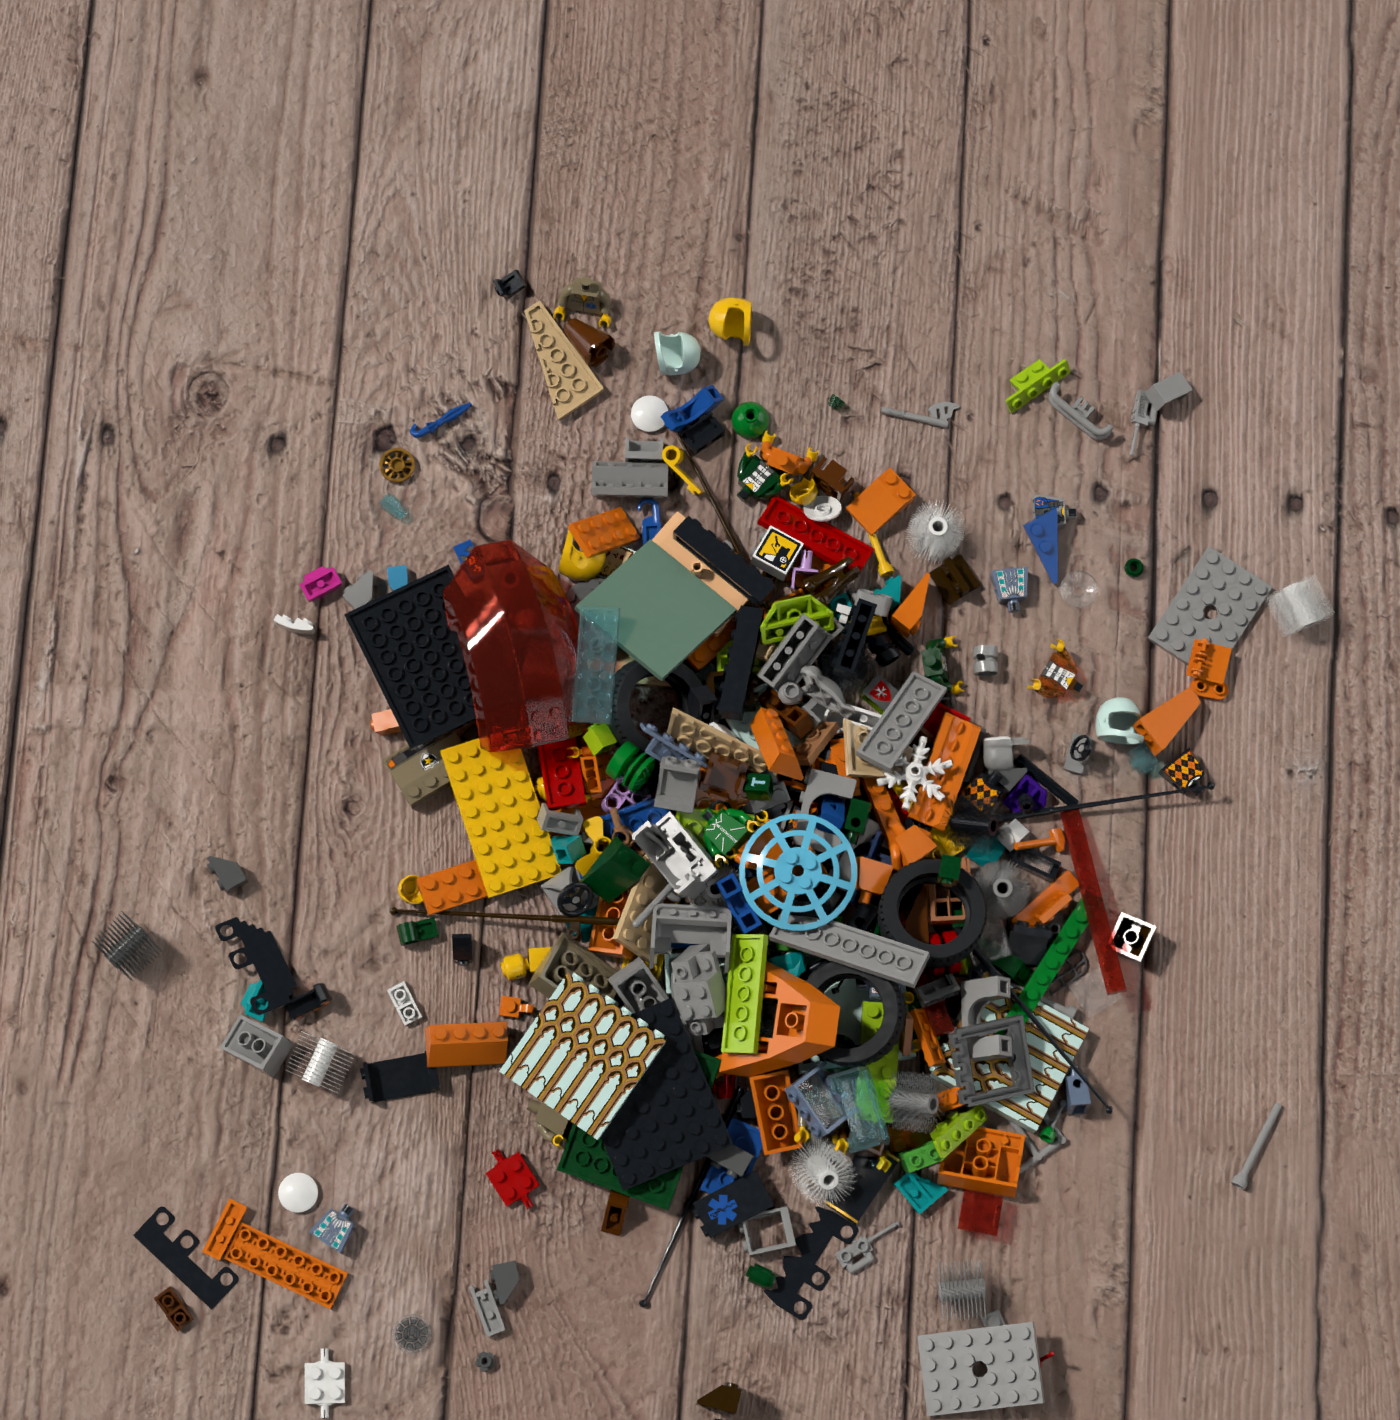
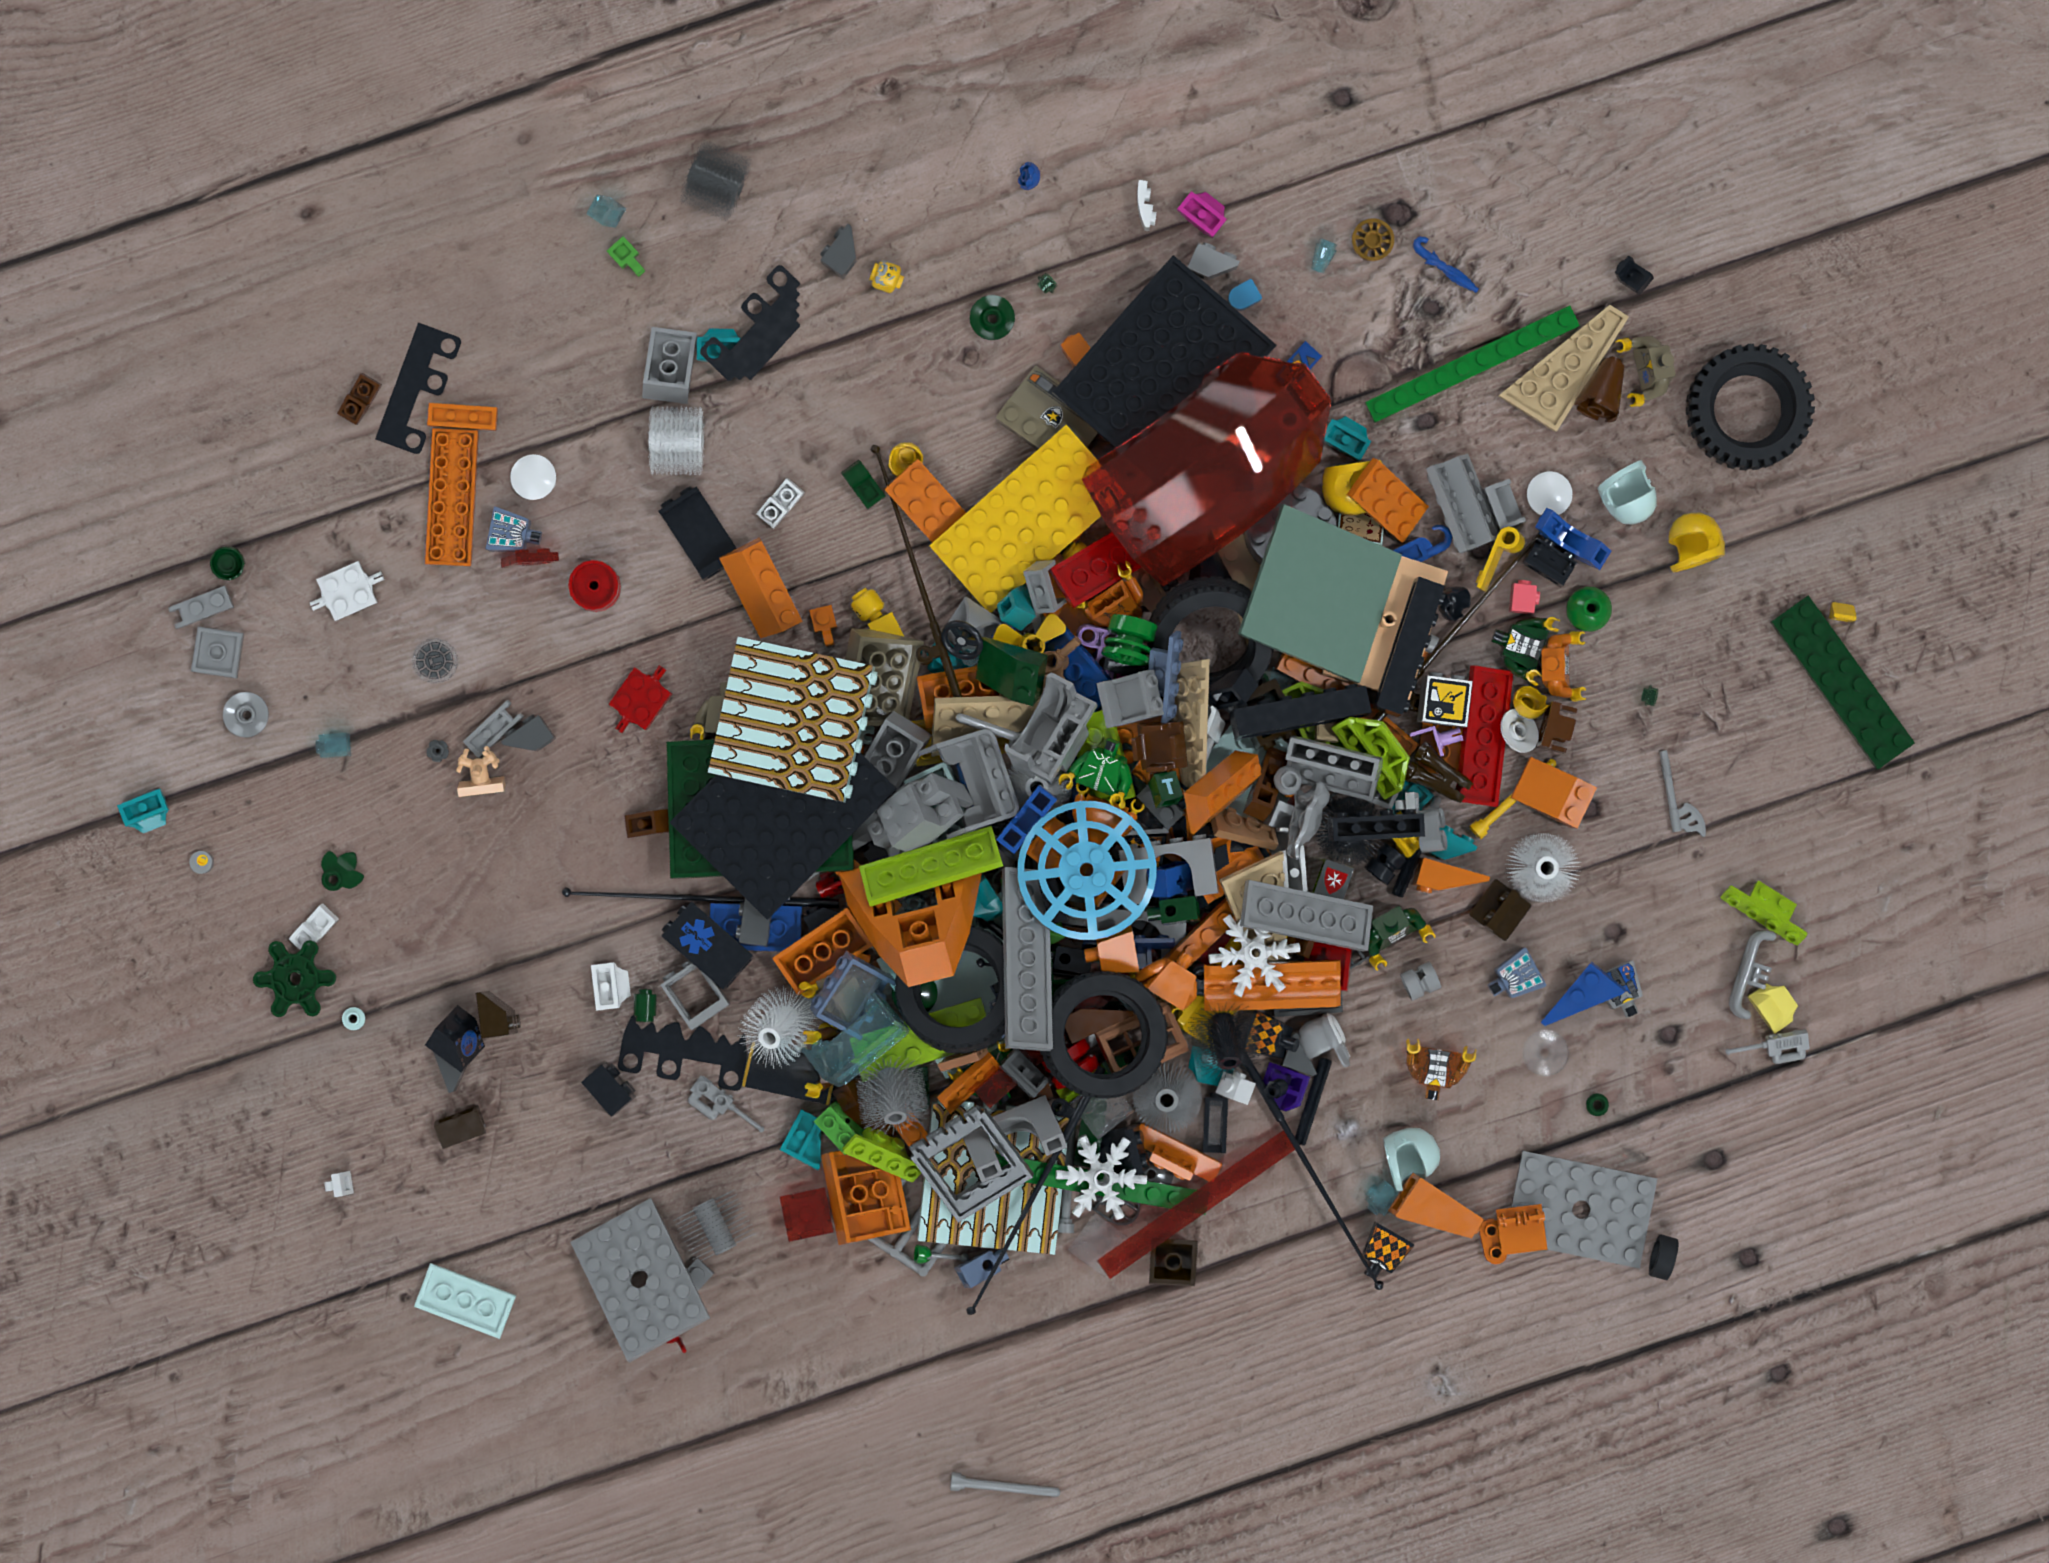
camera: 70 degrees right, 10 degrees up
(111, 1044) = (606, 211): none -> clear light blue brick
(153, 1045) = (625, 254): none -> bright green plate
(232, 704) = (1029, 176): none -> blue plate
(261, 845) = (886, 276): none -> yellow head
(309, 1001) = (738, 400): black animal -> none
(322, 724) = (1046, 283): none -> clear green plate
(326, 768) = (995, 306): none -> dark green dish
(360, 1225) = (524, 558): none -> clear red wing
(403, 1166) = (608, 586): none -> red wheel
(463, 949) = (862, 541): black slope -> none
(524, 1335) = (480, 781): none -> light nougat piece
(525, 431) = (1472, 364): none -> green plate
(543, 544) = (1347, 437): none -> teal slope
(595, 664) = (1226, 554): clear light blue plate -> none
(599, 739) = (1149, 592): lime brick -> none
(647, 206) = (1787, 383): none -> black tyre
(703, 514) = (1455, 601): none -> black hair
(721, 464) = (1524, 597): none -> coral brick
(733, 1298) = (609, 985): none -> white slope
(816, 1331) = (609, 1089): none -> black brick
(831, 237) = (1842, 612): none -> yellow slope
(883, 258) = (1842, 682): none -> dark green plate
(949, 870) = (1154, 1034): dark green brick -> none
(1046, 959) = (1108, 1180): none -> white piece
(1056, 839) = (1253, 1137): orange piece -> none
(1078, 753) = (1358, 1124): piece -> none
(1110, 406) = (1774, 1006): none -> light yellow slope
(1168, 390) = (1818, 1064): light grey panel -> none
(1271, 564) = (1663, 1257): none -> black tyre
(1300, 605) = (1626, 1307): white piece -> none

